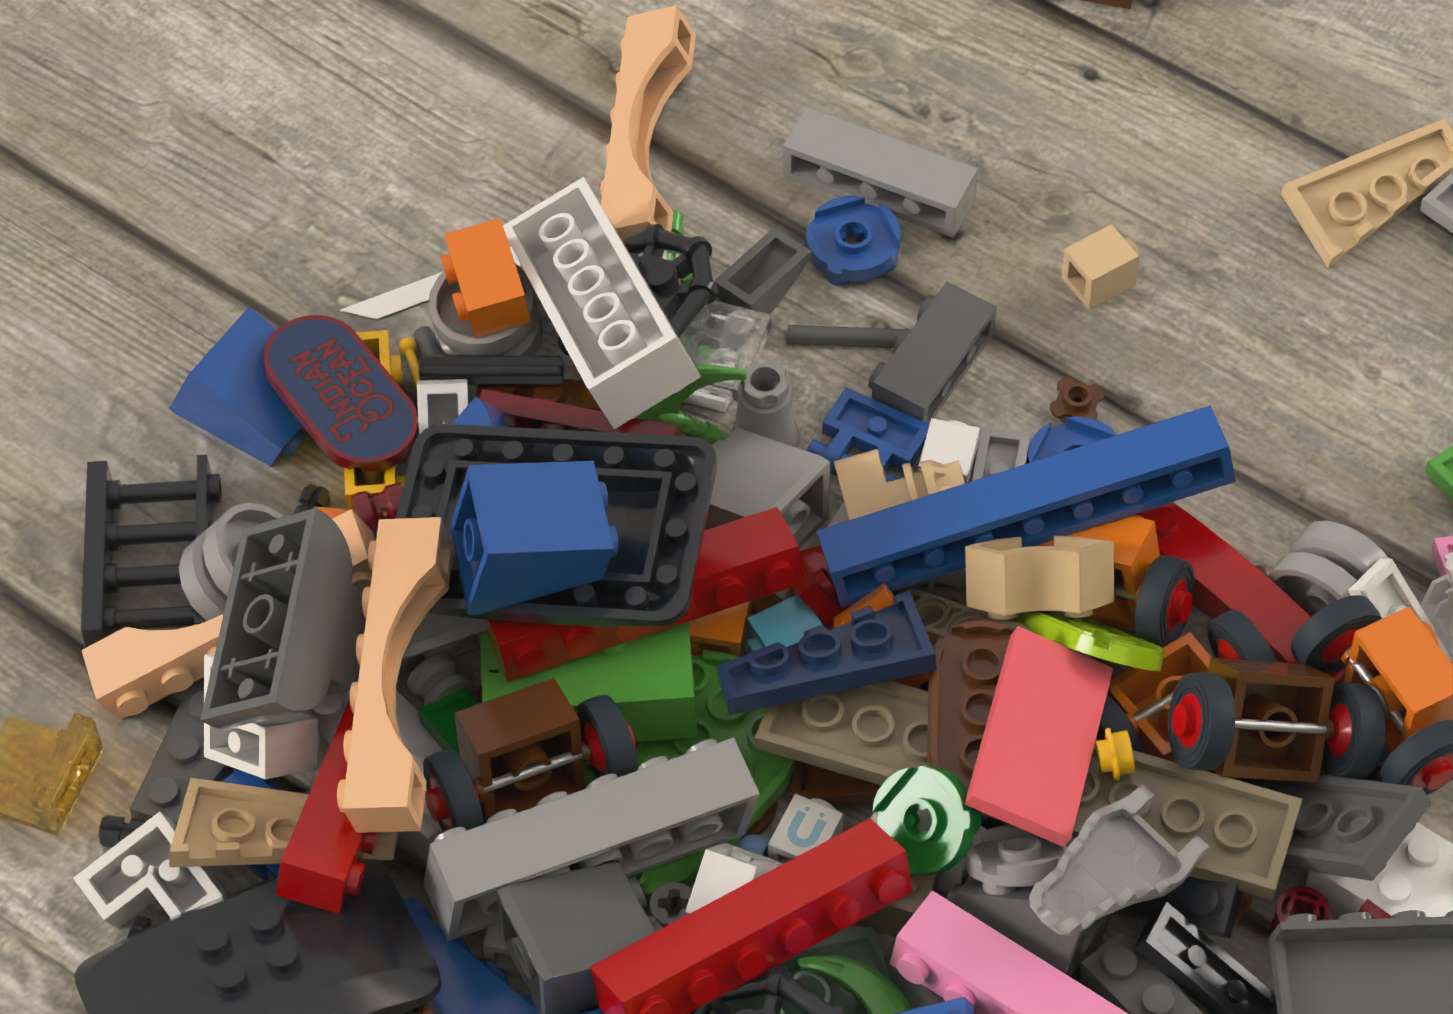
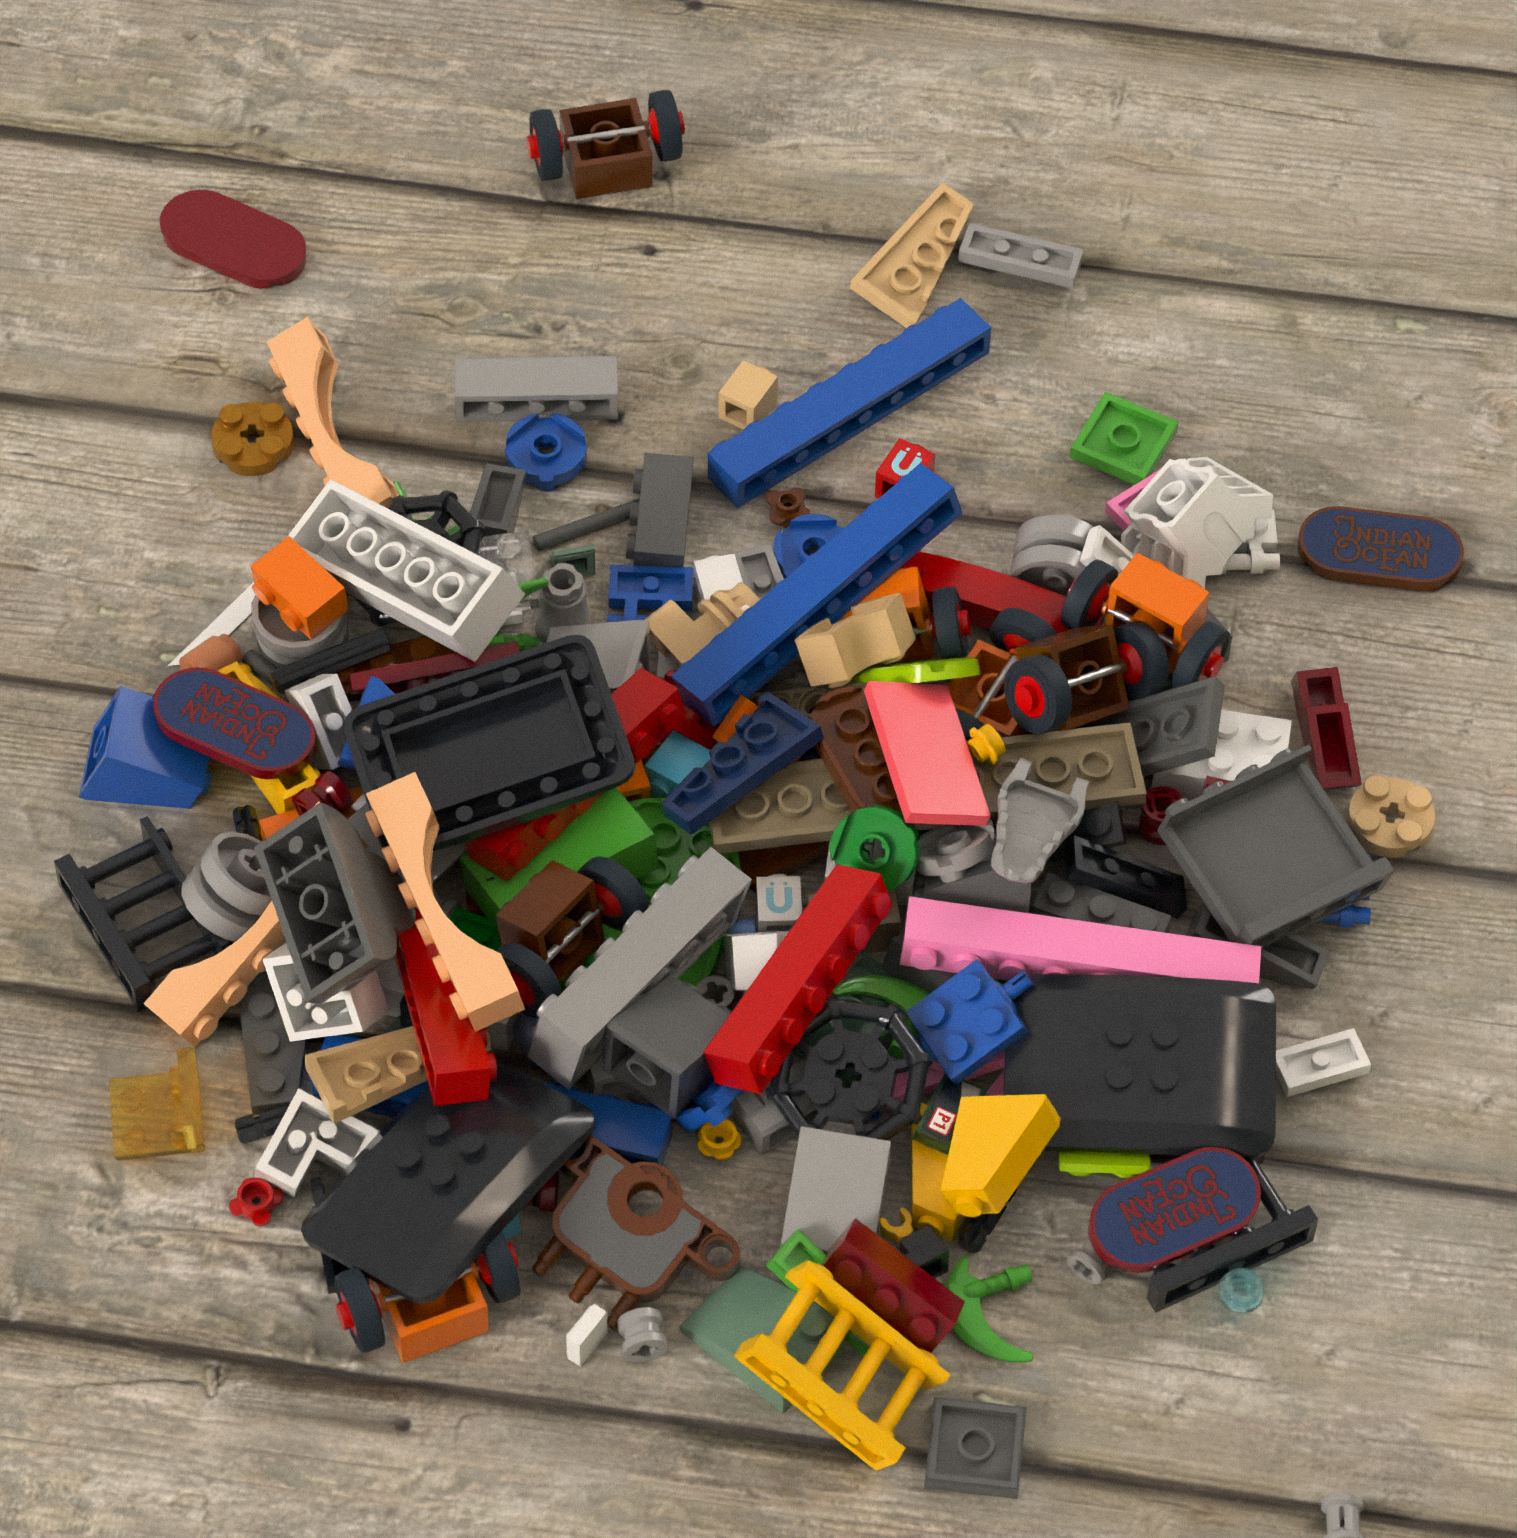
camera: 30 degrees left, 0 degrees up
(68, 901) = (251, 1190): none -> red plate
(379, 315) = (212, 654): none -> nougat brick
(530, 531) = (487, 756): blue slope -> none
(557, 90) = (250, 418): none -> pearl gold plate
(811, 369) = (581, 557): none -> sand green slope
(1208, 315) = (848, 402): none -> blue brick
(1236, 409) = (899, 462): none -> red brick

